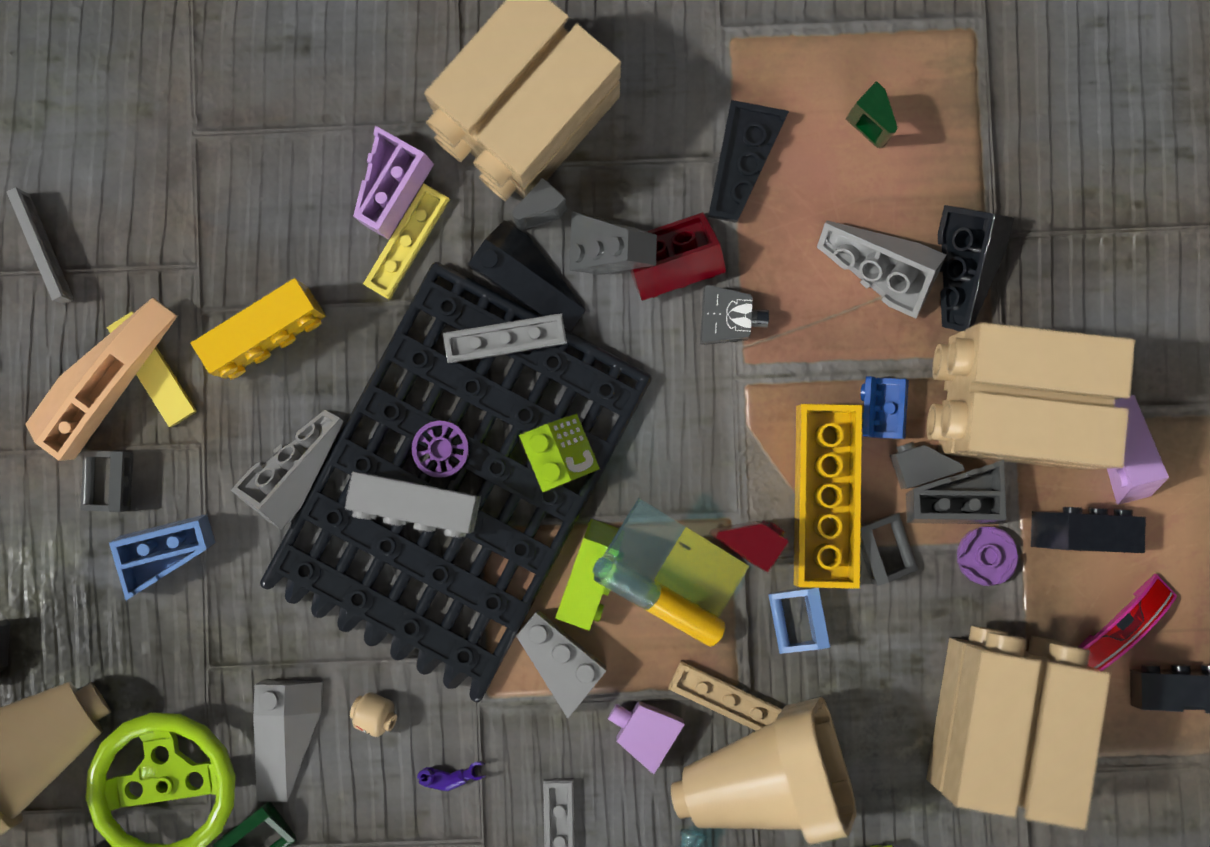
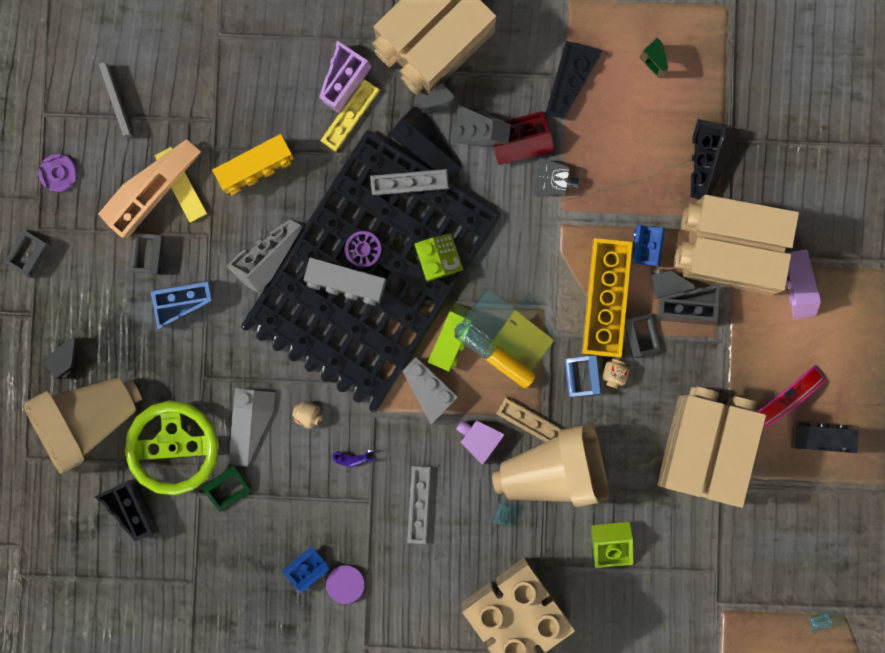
camera: 10 degrees right, 0 degrees up
(753, 541) = (555, 322): dark red slope -> none
(850, 612) = (615, 373): none -> tan head
(890, 265) = (659, 154): light grey wedge -> none
(987, 556) = (707, 345): medium lavender tile -> none
(1089, 531) = (773, 333): black wedge -> none

